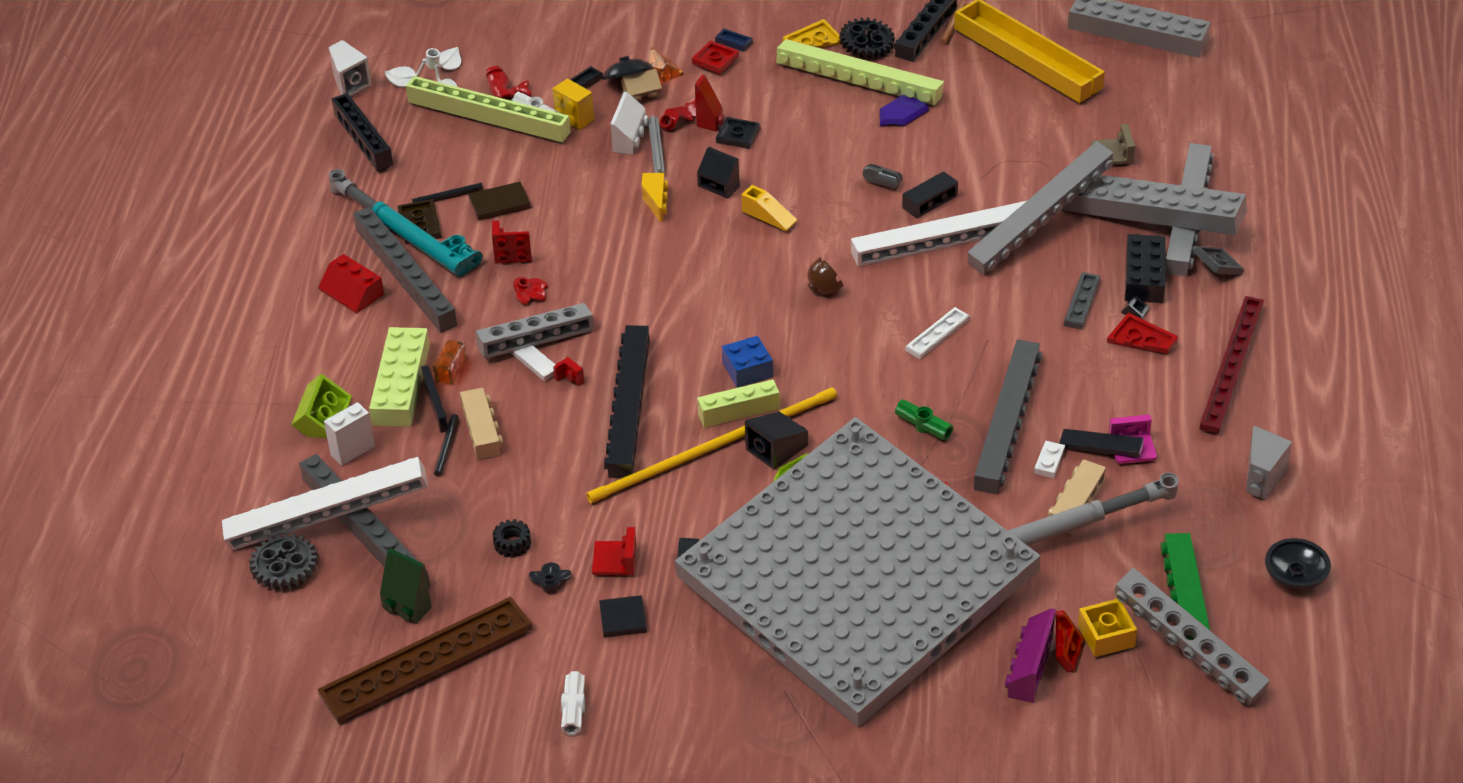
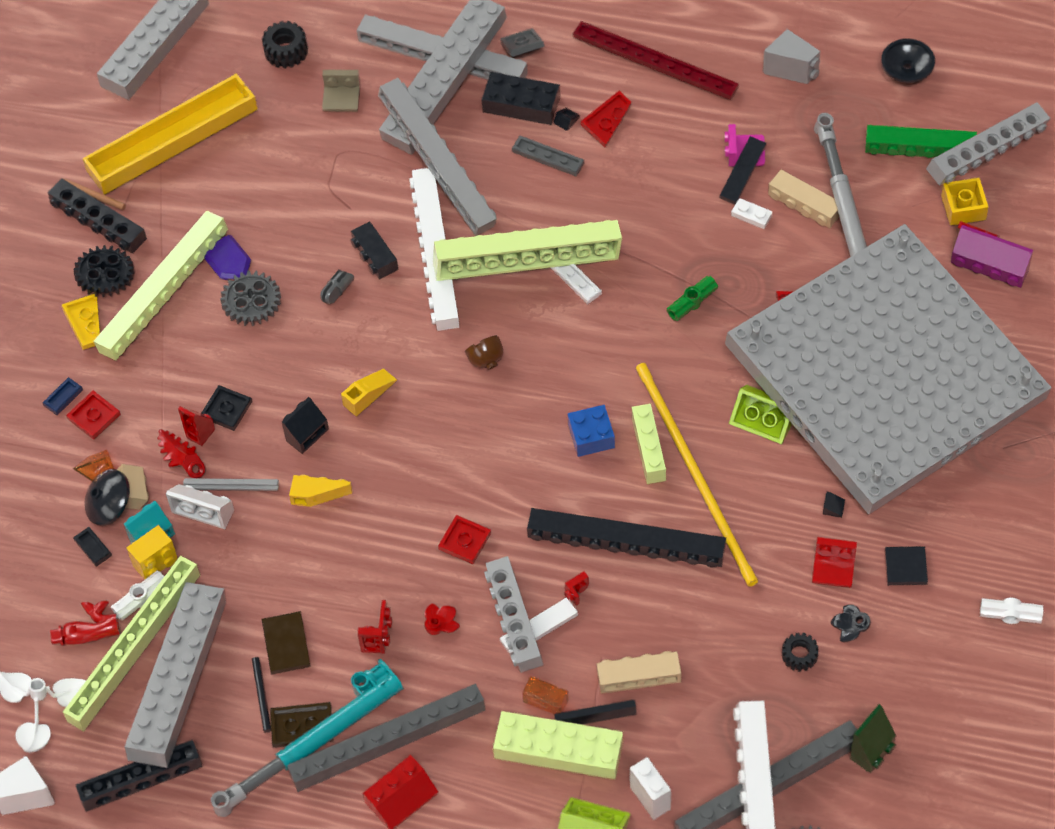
camera: 80 degrees left, 15 degrees up
(424, 659) = (948, 734): reddish brown plate -> none
(446, 445) = (662, 708): black bar -> none
(453, 130) = (175, 675): none -> light grey brick
(604, 98) = (146, 520): none -> teal slope
(615, 293) = (464, 539): none -> red plate
(774, 438) = (703, 417): black slope -> none
(868, 122) = (250, 298): none -> dark grey gear
(944, 284) = (526, 250): none -> yellowish green brick
(1007, 417) = (697, 233): dark grey brick -> none
(1158, 103) = (285, 55): none -> black tyre

